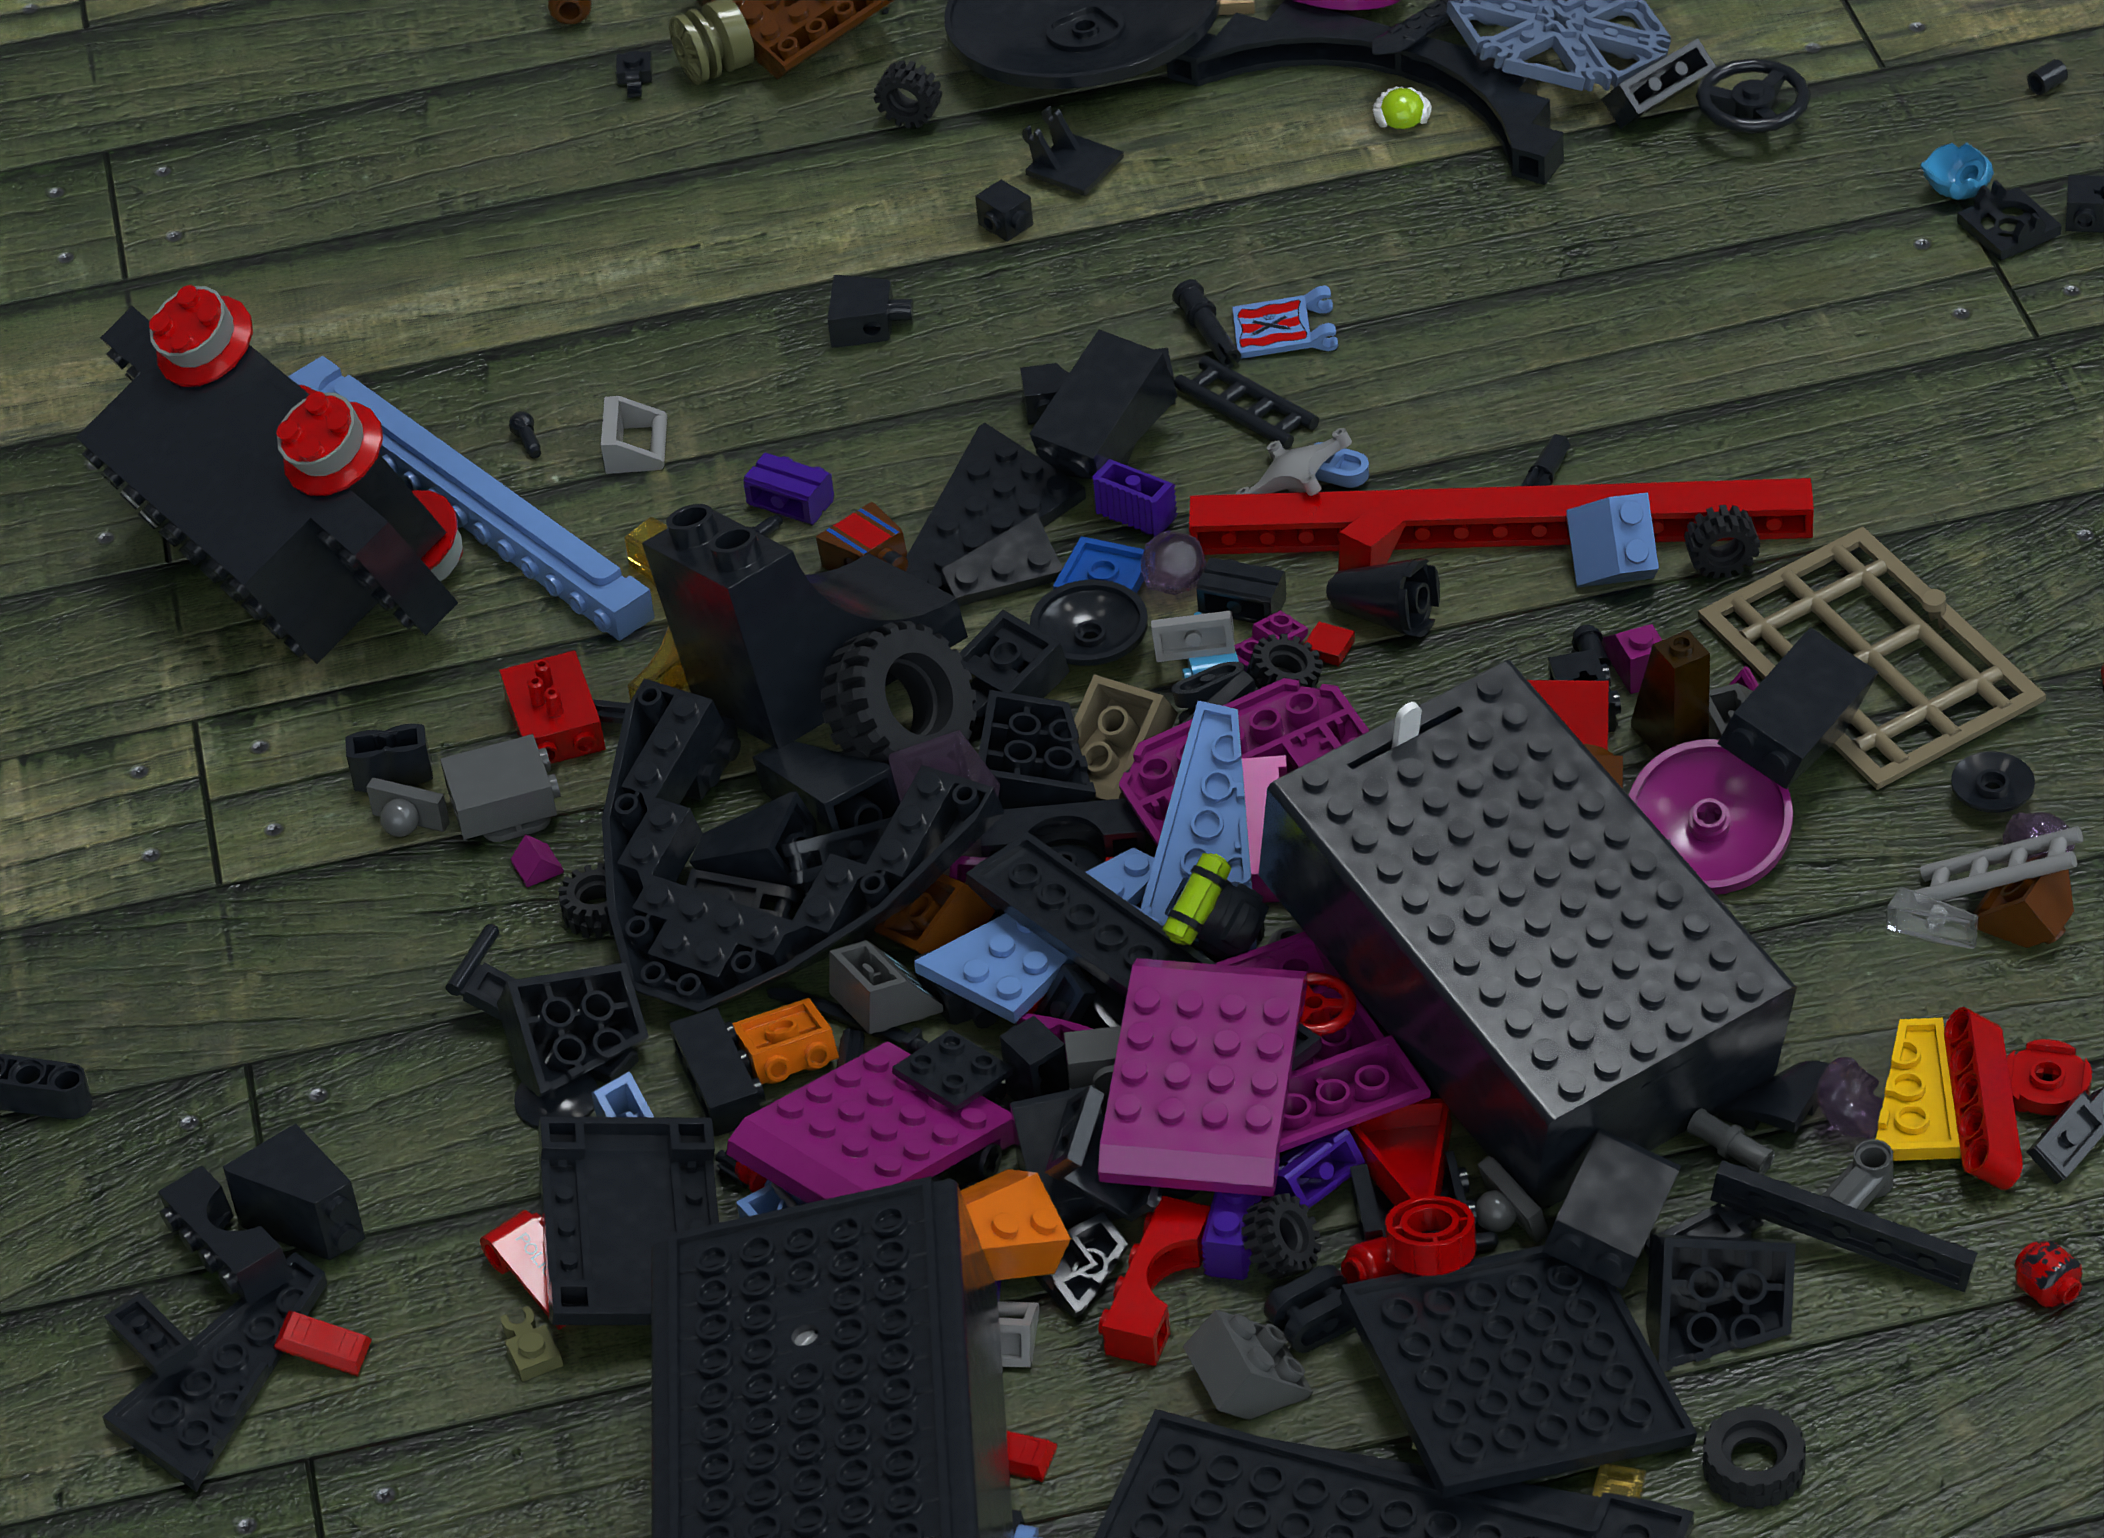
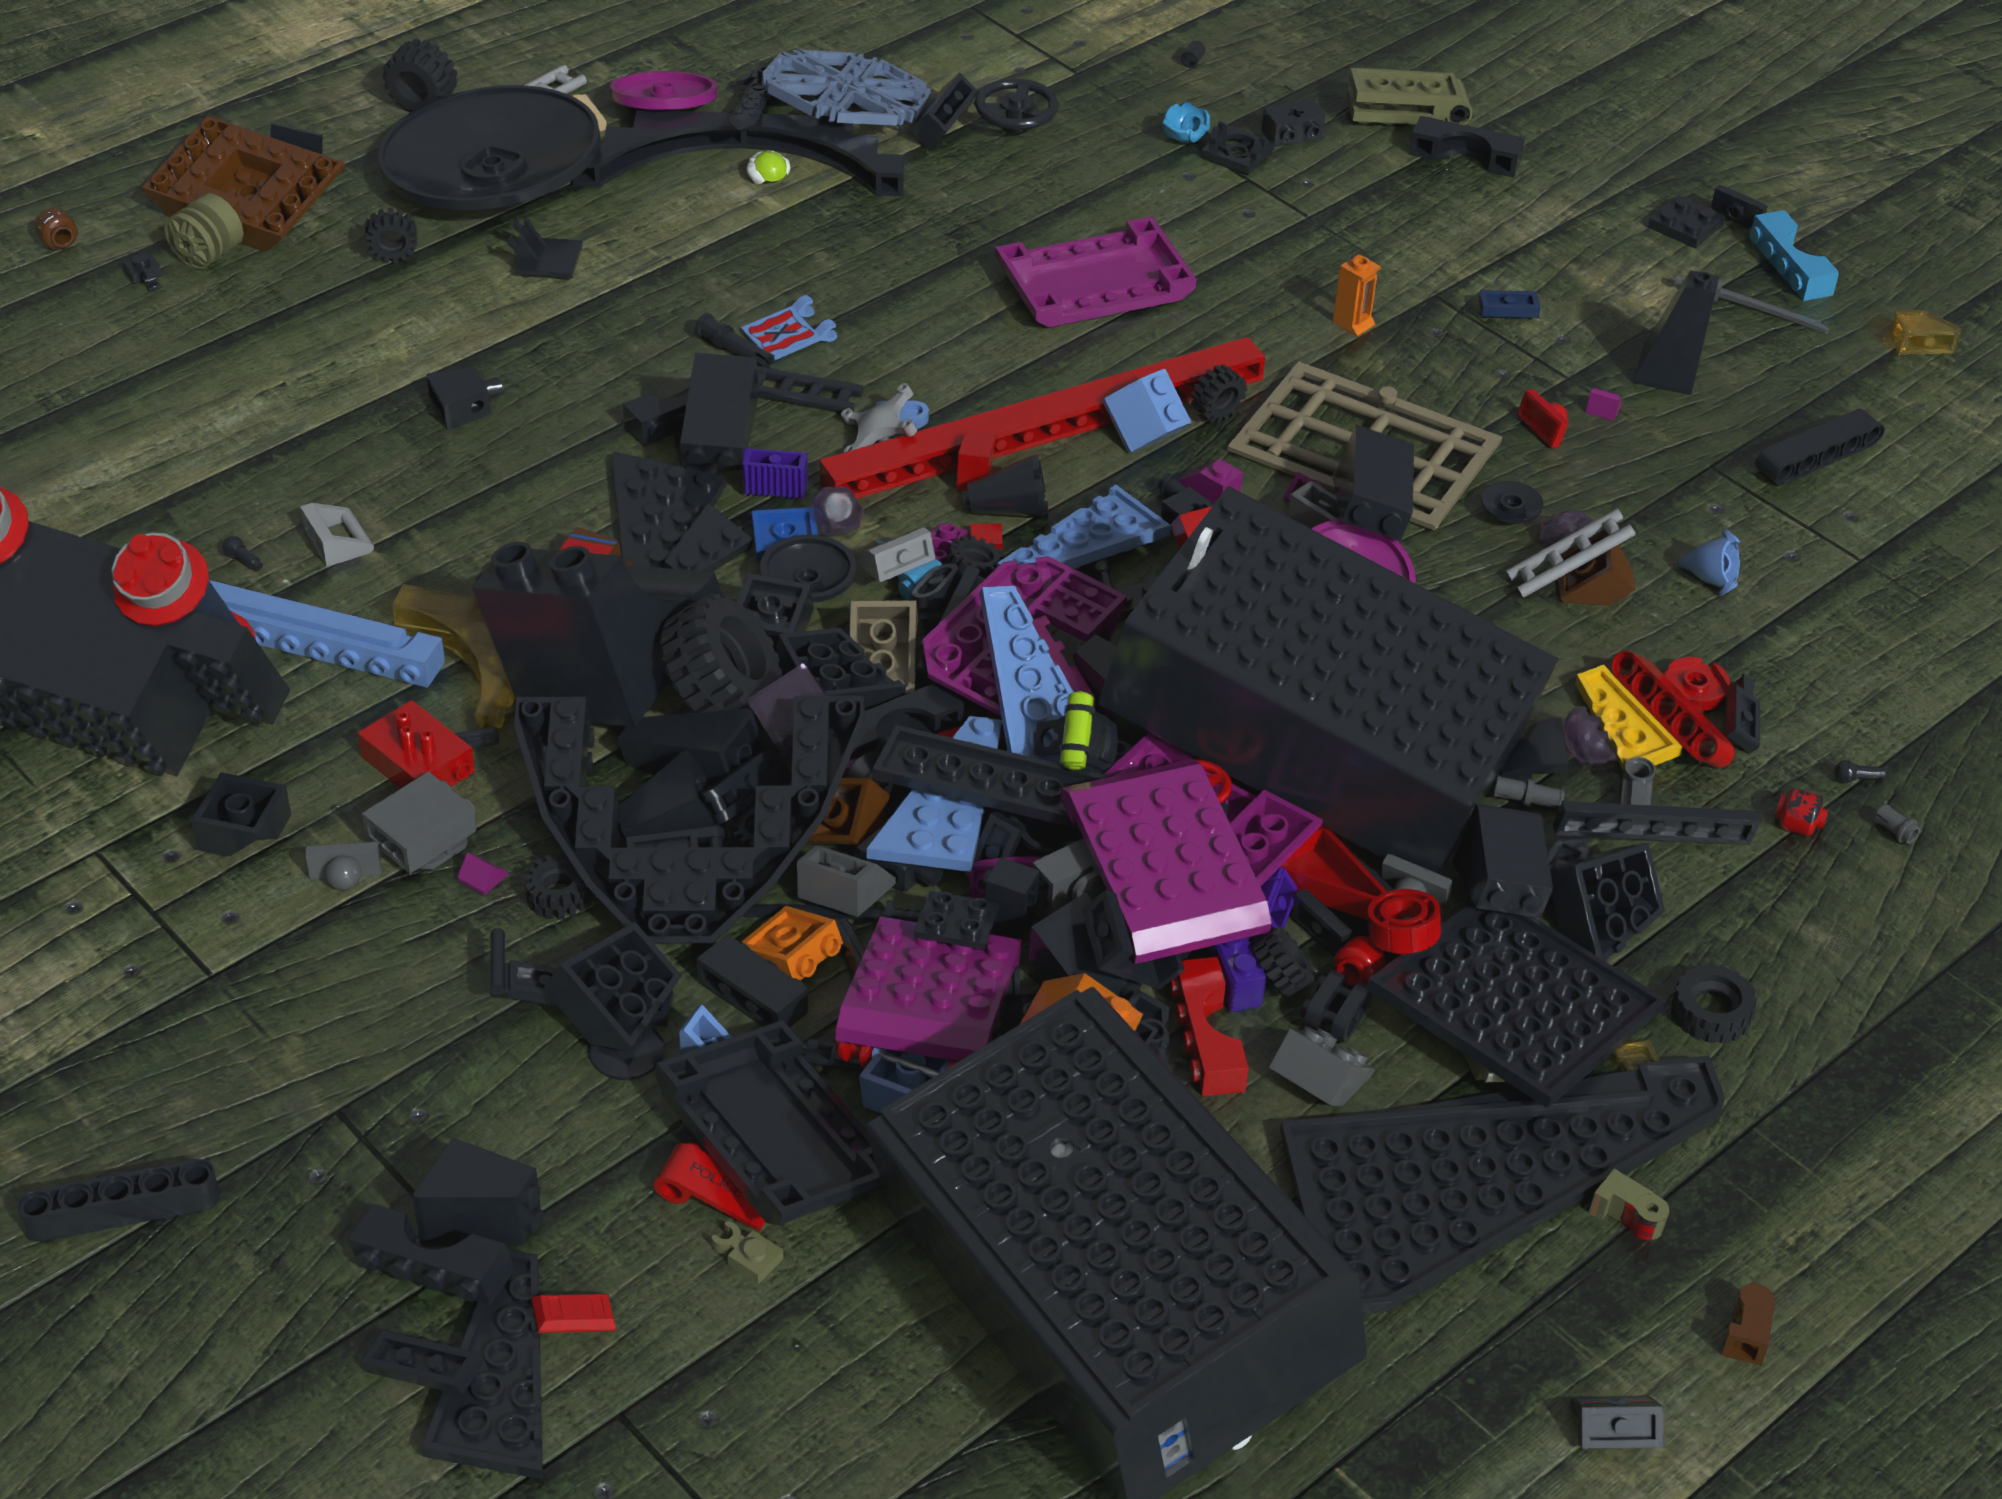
camera: 35 degrees left, 0 degrees up
(326, 715) = (239, 813): none -> black slope
(389, 755) = (311, 823): black brick -> none
(789, 488) = (486, 533): dark purple brick -> none
(1004, 210) = (521, 300): black brick -> none
(1241, 588) = (898, 515): black brick -> none
(1426, 670) = (1096, 532): none -> medium blue wing
(1548, 462) = (1050, 375): black piece -> none
(1674, 694) = (1290, 484): dark brown slope -> none
(1693, 347) = (1098, 274): none -> magenta slope
(1930, 920) = (1544, 603): clear slope -> none
(1987, 459) = (1356, 295): none -> orange window

